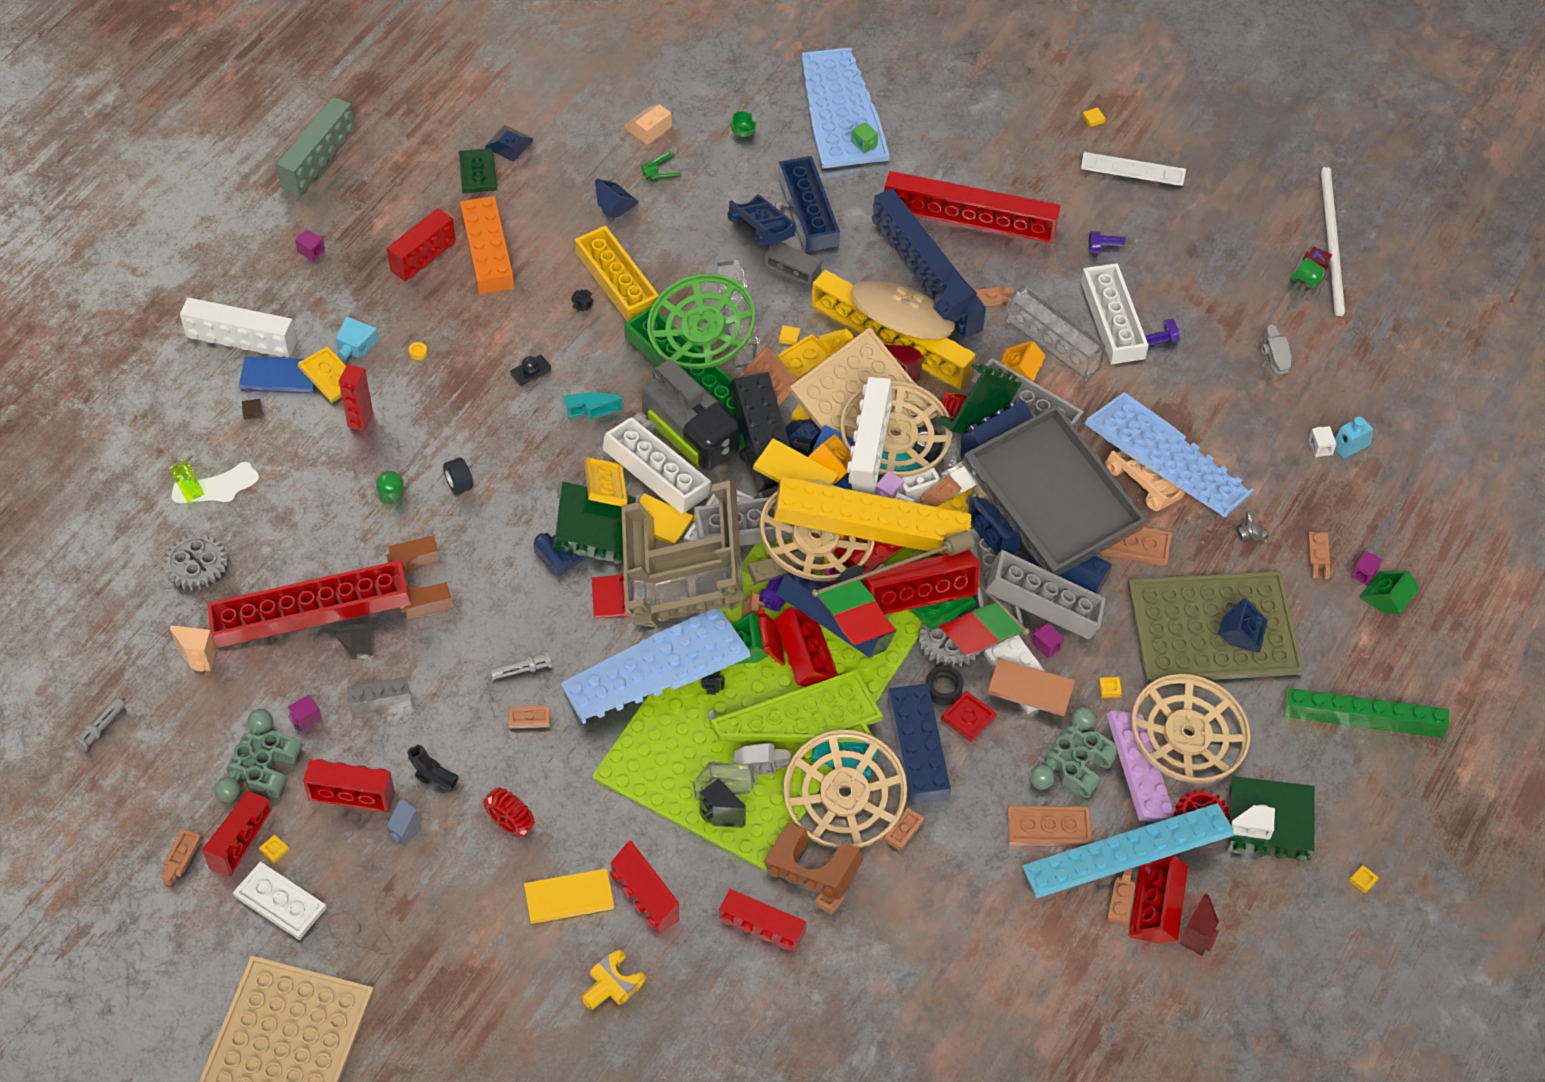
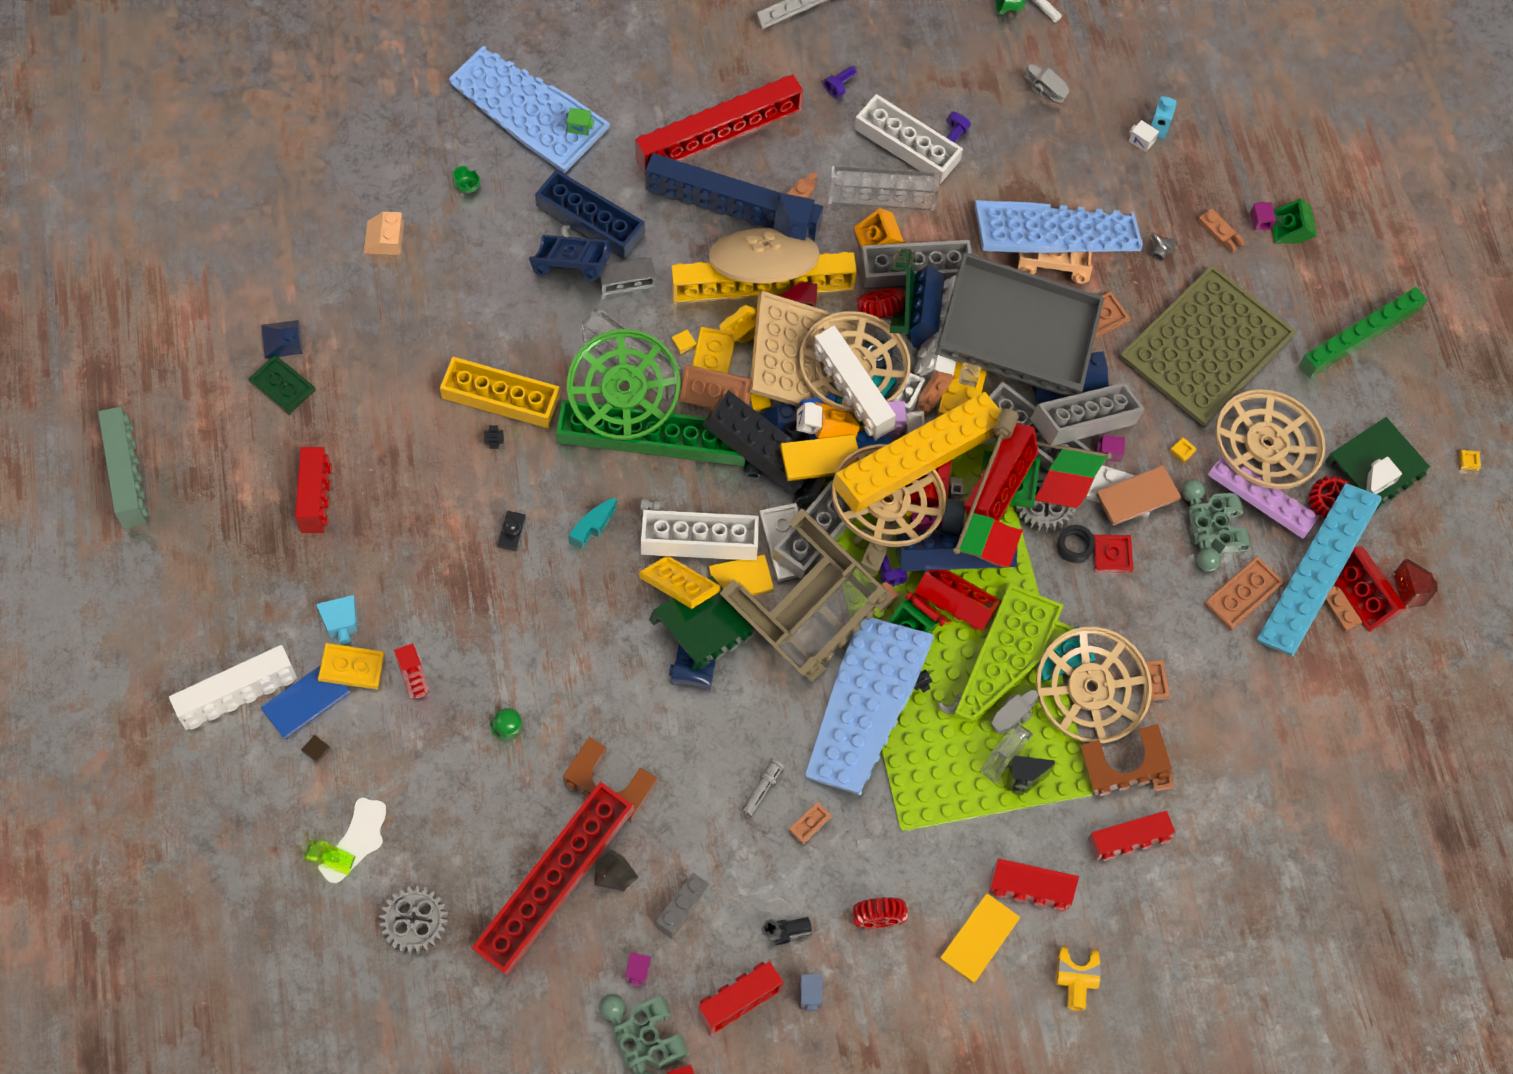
camera: 45 degrees left, 10 degrees up
(195, 646) = (497, 993): light nougat slope -> none
(309, 245) = (209, 563): magenta brick -> none
(418, 351) = (401, 586): yellow tile -> none
(458, 475) = (552, 669): black wheel -> none
(487, 245) = (364, 447): orange brick -> none
(608, 596) = (767, 672): red piece -> none
(613, 198) = (426, 325): dark blue slope -> none
(650, 168) = (428, 275): green plant -> none
(690, 416) = (690, 474): piece -> none
(814, 437) = (809, 418): none -> white brick
(919, 744) = (1103, 602): dark blue brick -> none
(993, 527) = (1006, 389): dark blue slope -> none
(1244, 626) = (1233, 330): dark blue slope -> none

